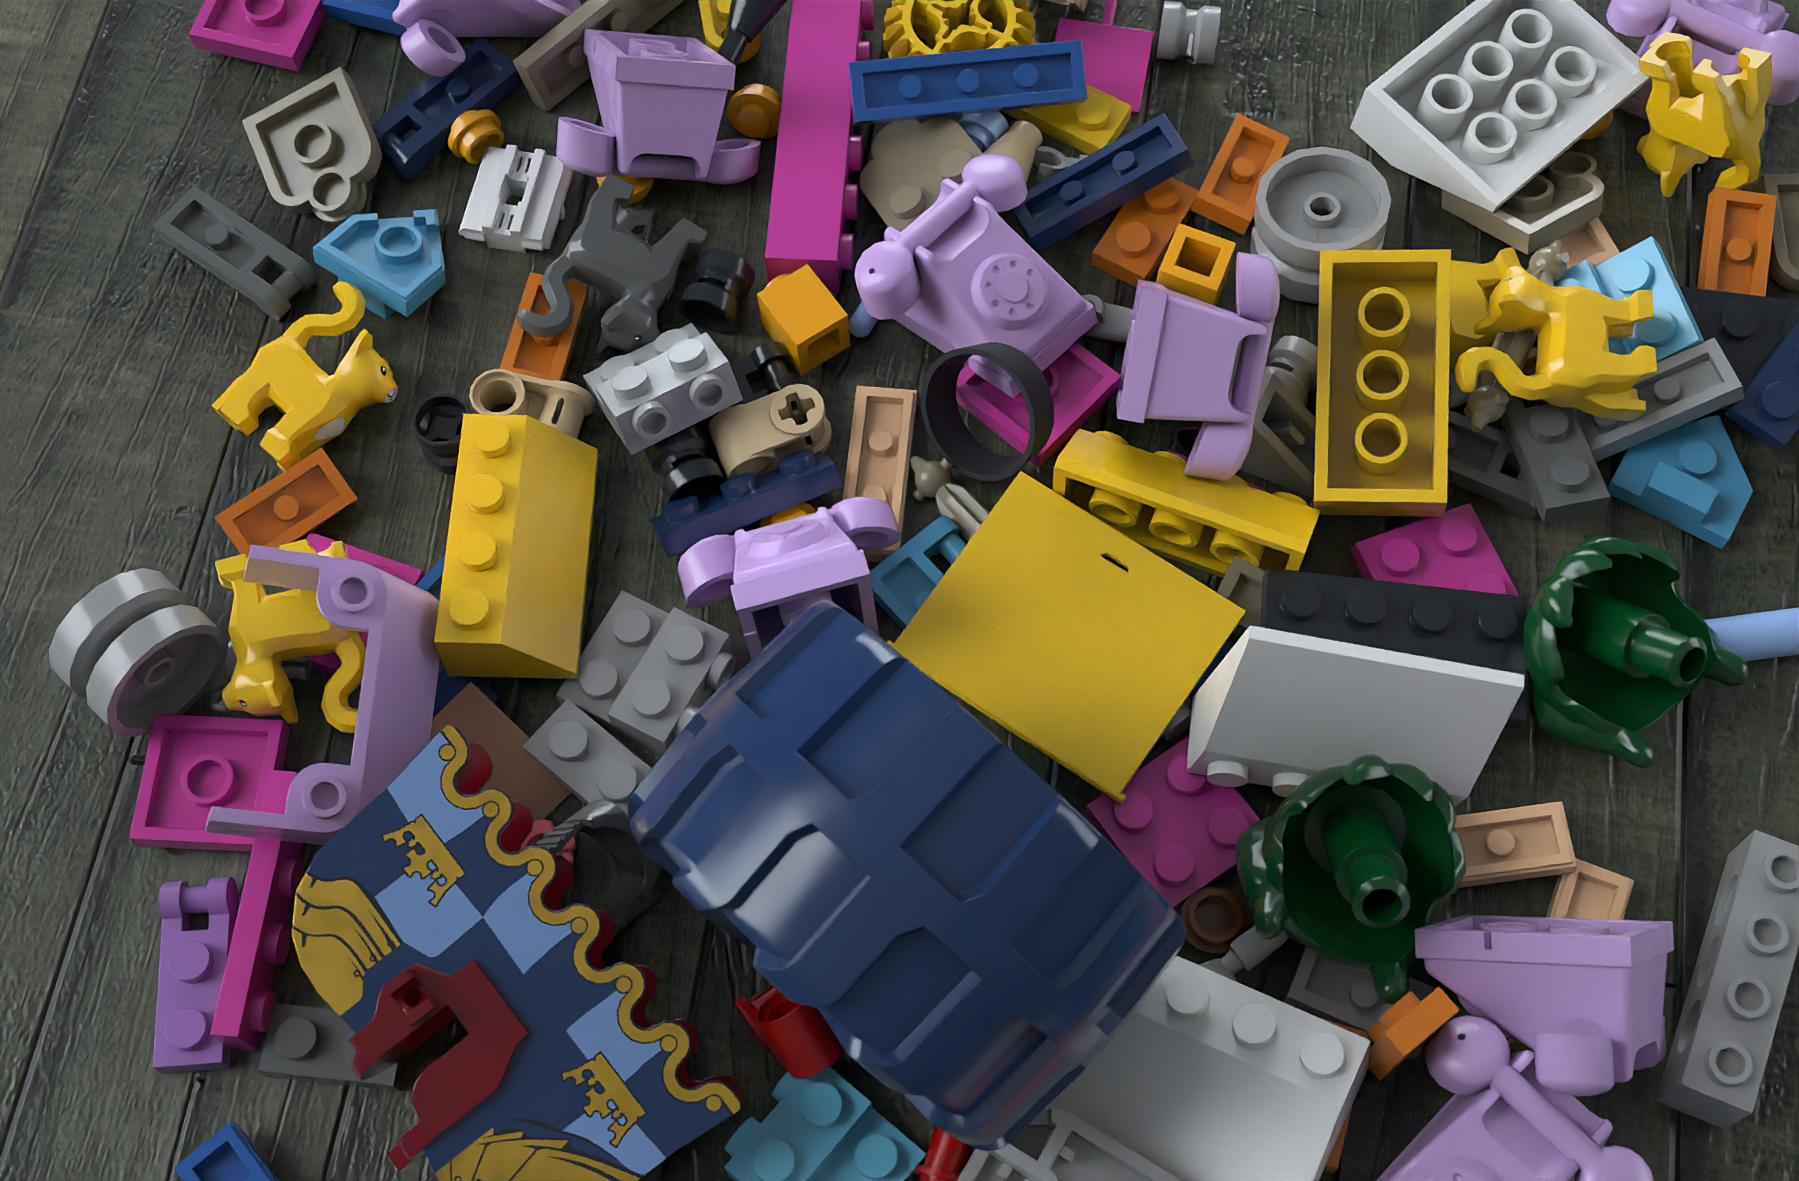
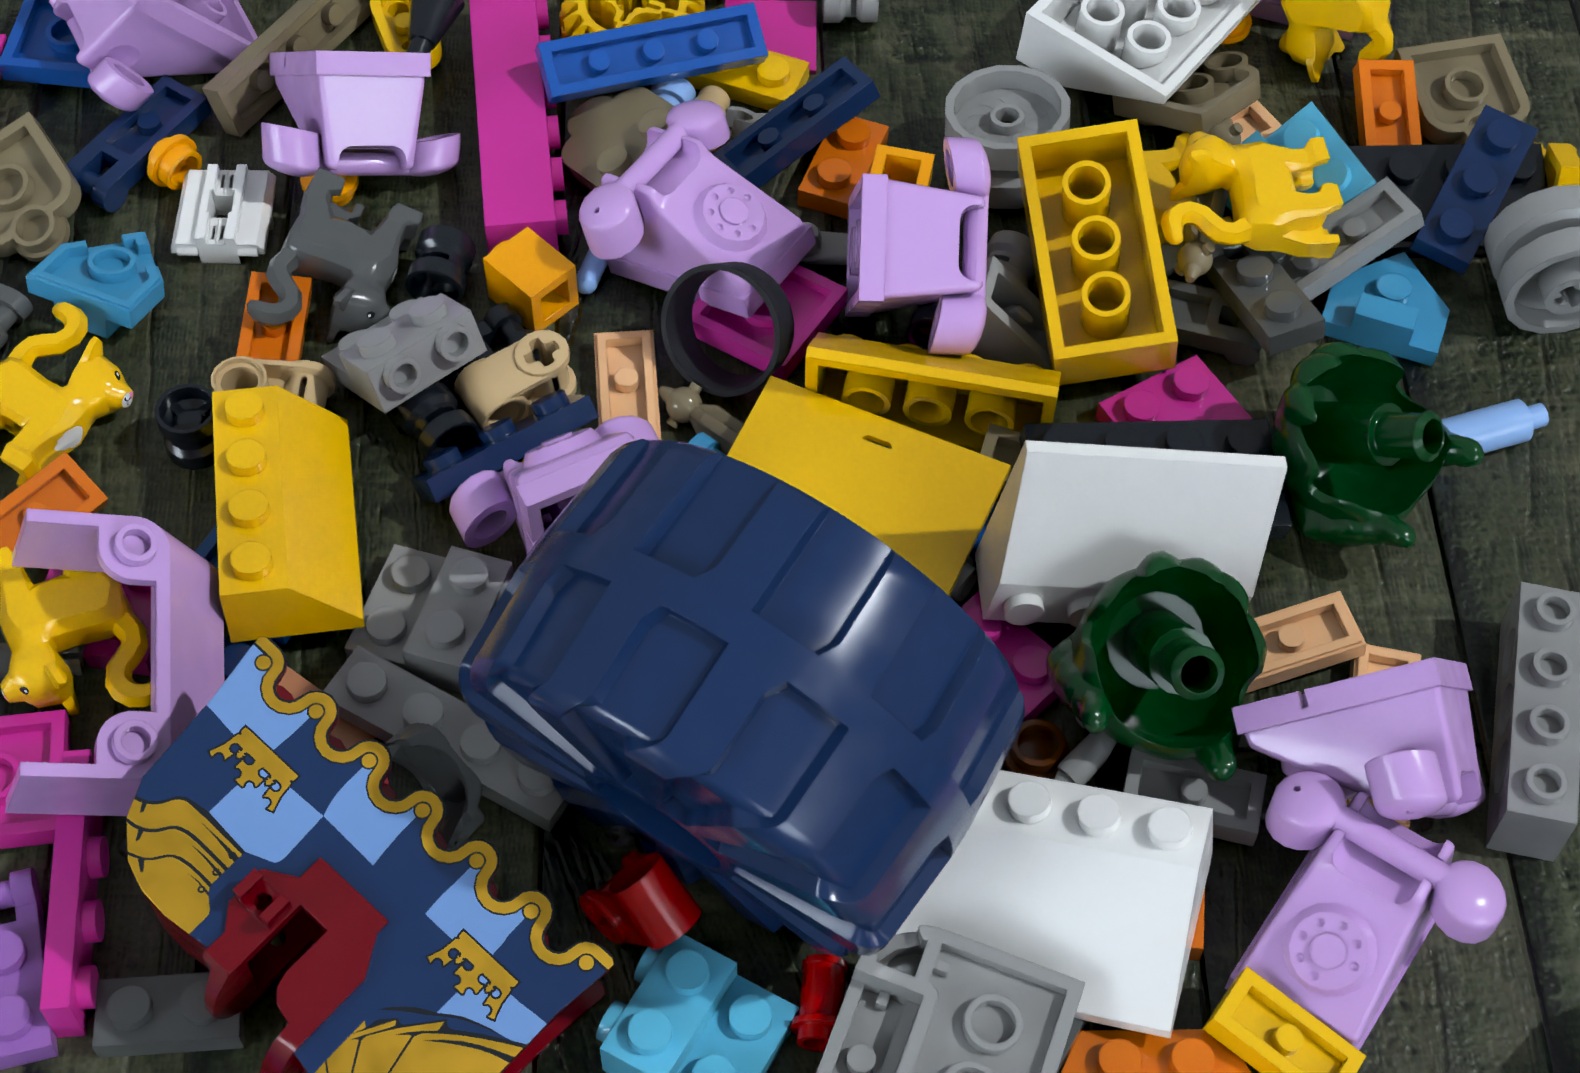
camera: 15 degrees left, 10 degrees down
(755, 111) = (449, 109): light orange plate -> none
(1235, 175) = (920, 106): orange plate -> none
(1407, 1028) = (1245, 796): orange plate -> none

